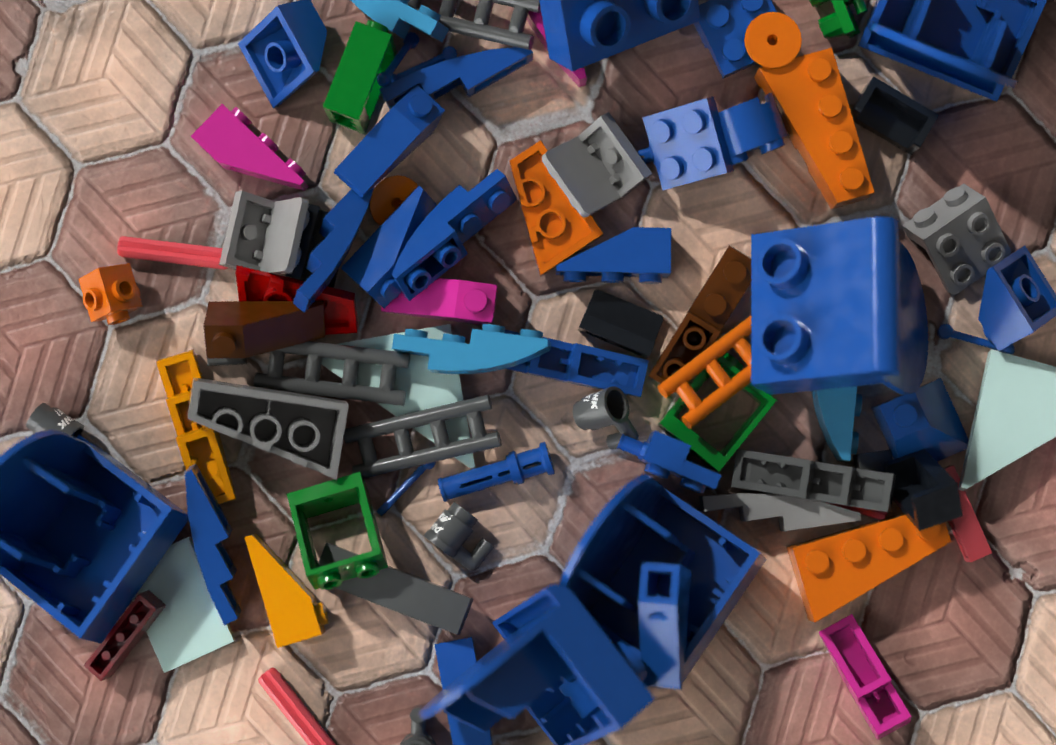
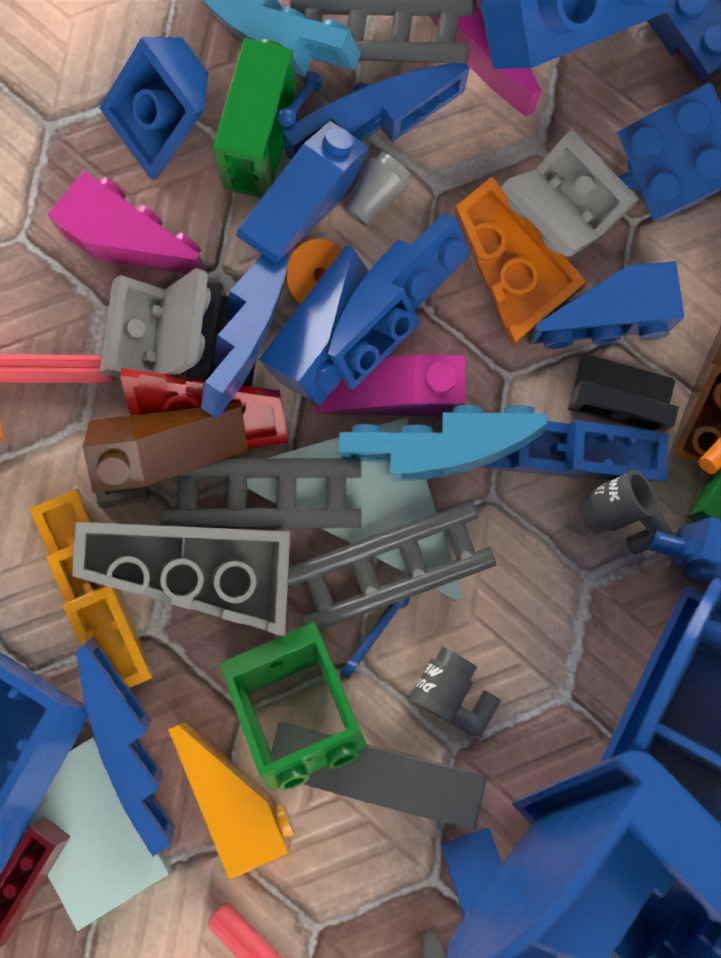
camera: 10 degrees left, 5 degrees down
(450, 138) = (379, 186): none -> light grey cone
(514, 468) = (514, 593): blue pin -> none

